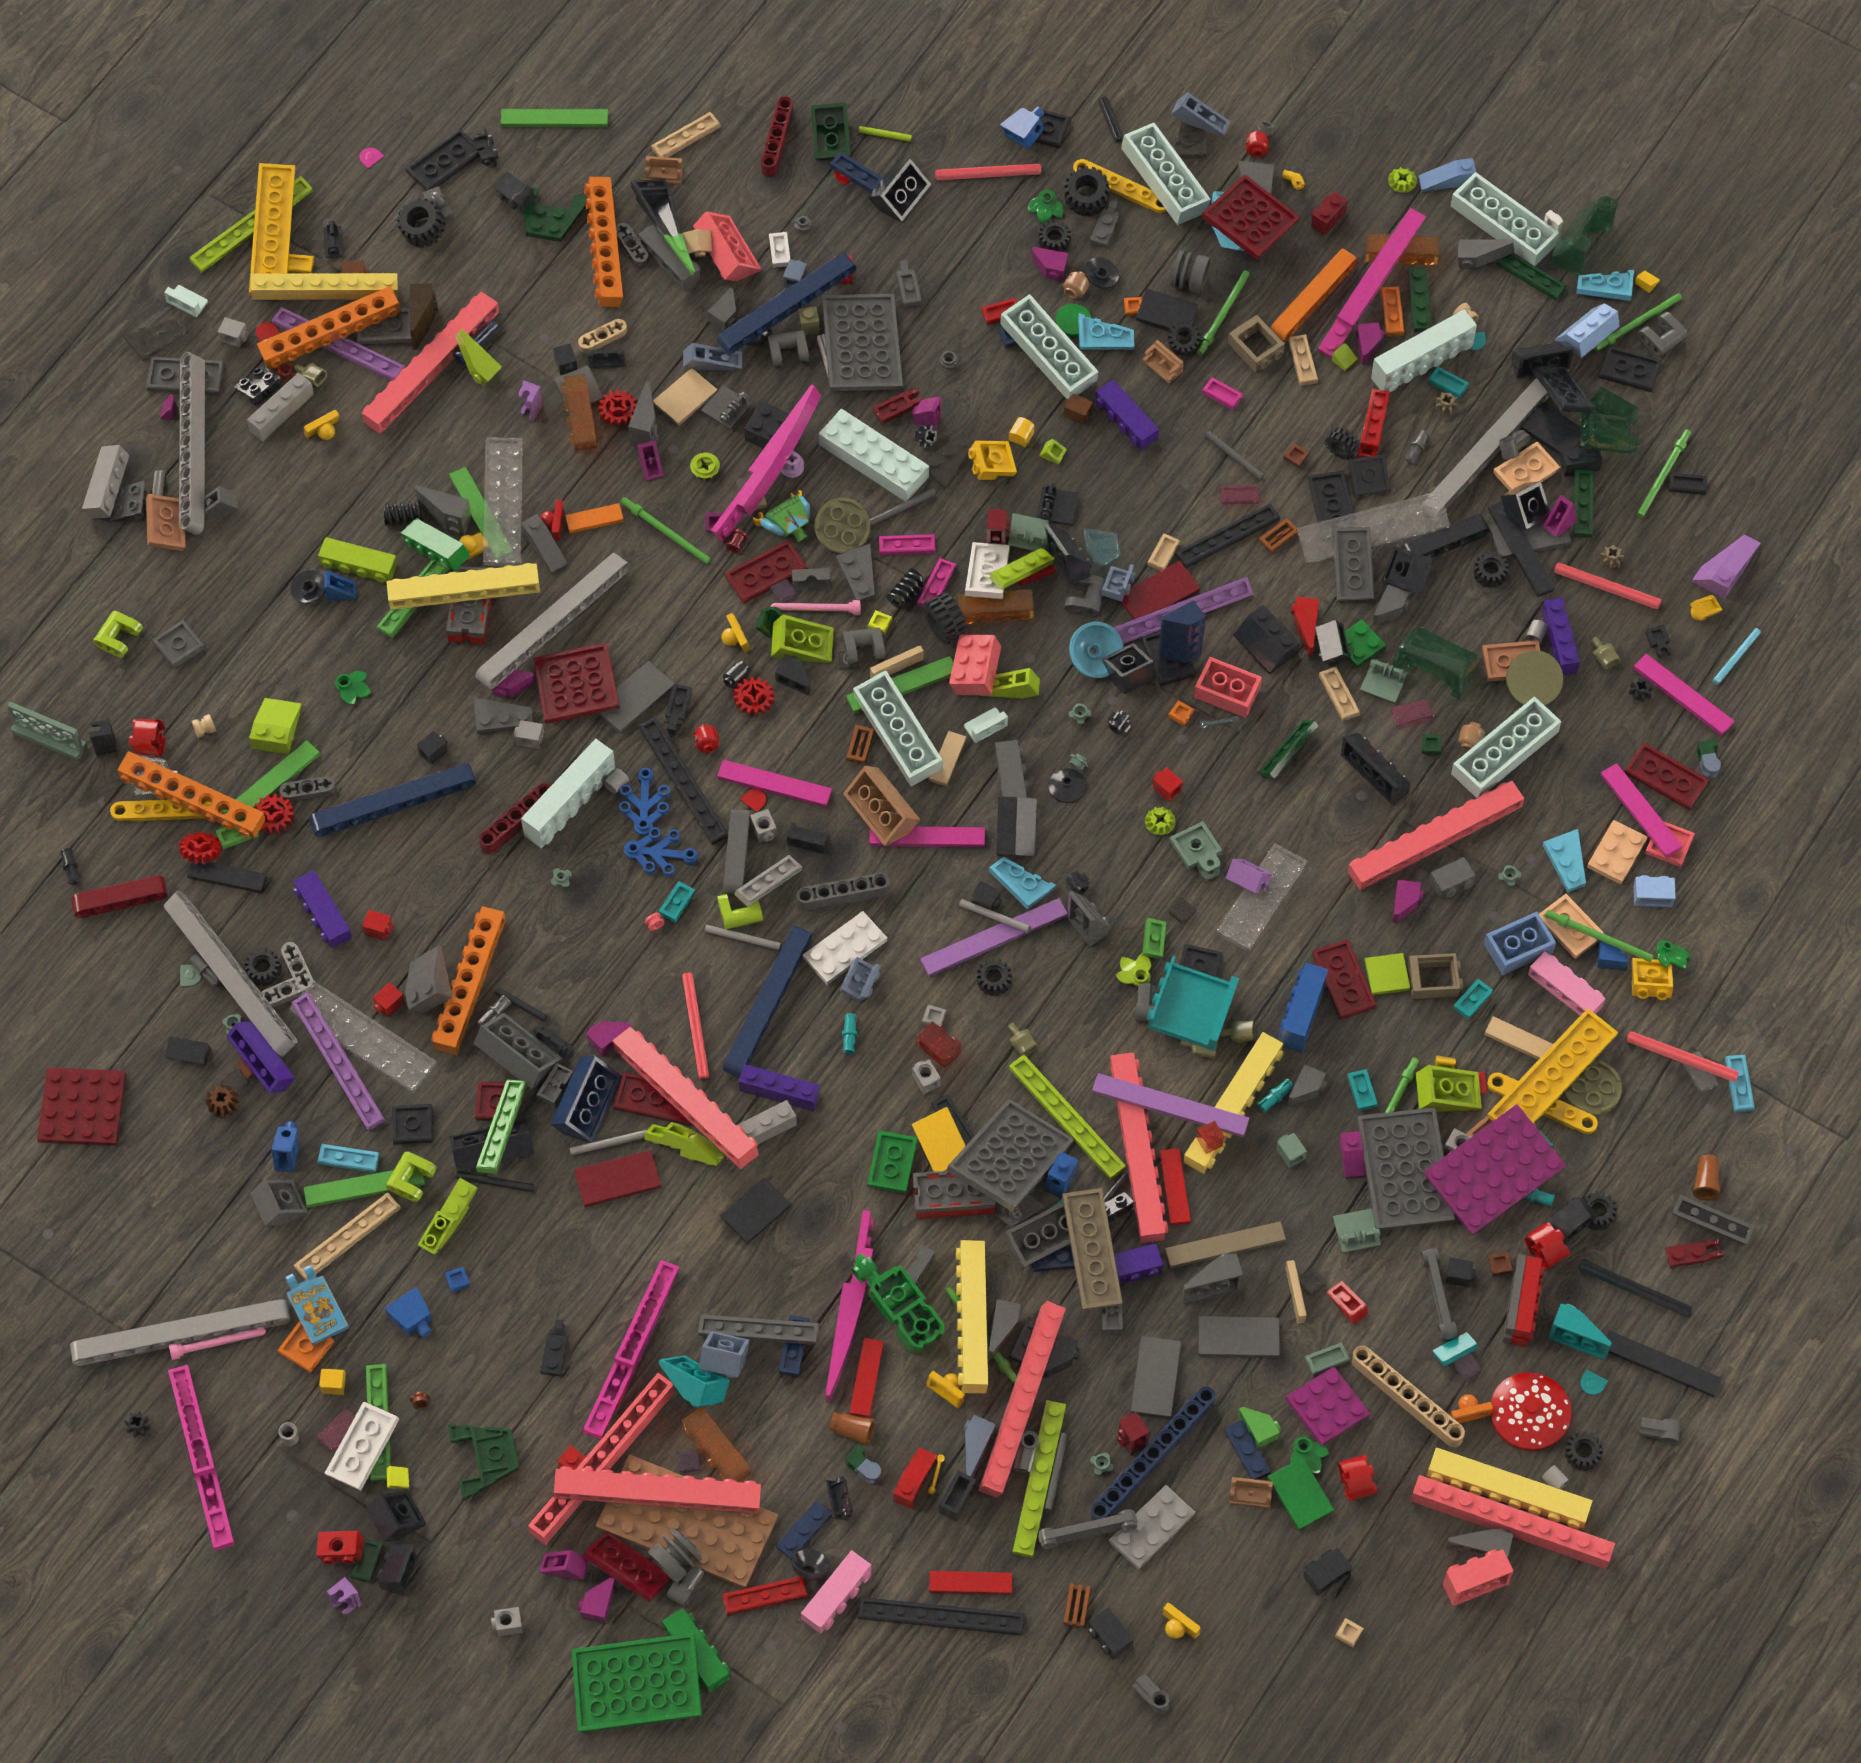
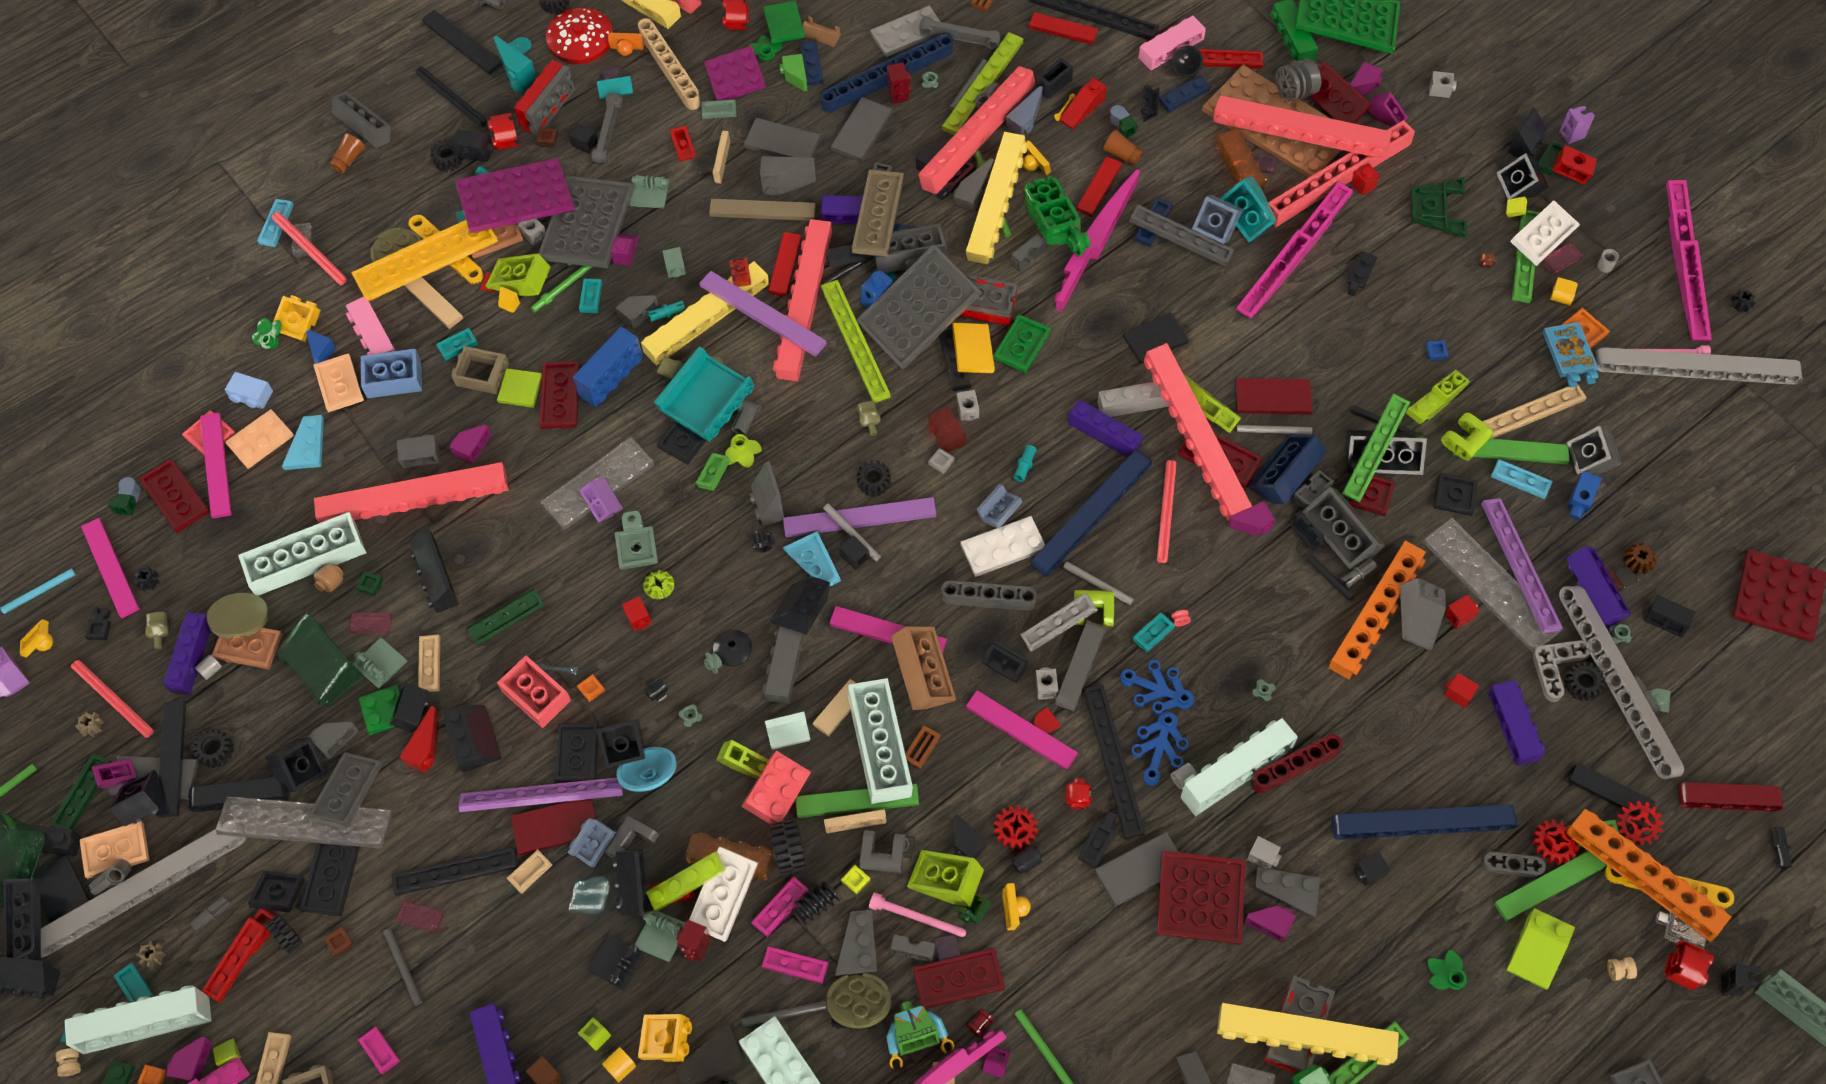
camera: 160 degrees left, 0 degrees up
(410, 1313) = (1485, 328): blue torso -> none
(552, 621) = (1210, 975): light grey beam -> none
(1182, 634) = (554, 735): dark blue slope -> none
(1267, 545) = (416, 841): dark orange tile -> none
(1509, 870) = (365, 438): sand green plate -> none
(1565, 921) = (341, 379): bright green bar -> none
(1692, 1253) = (391, 109): dark red hinge -> none

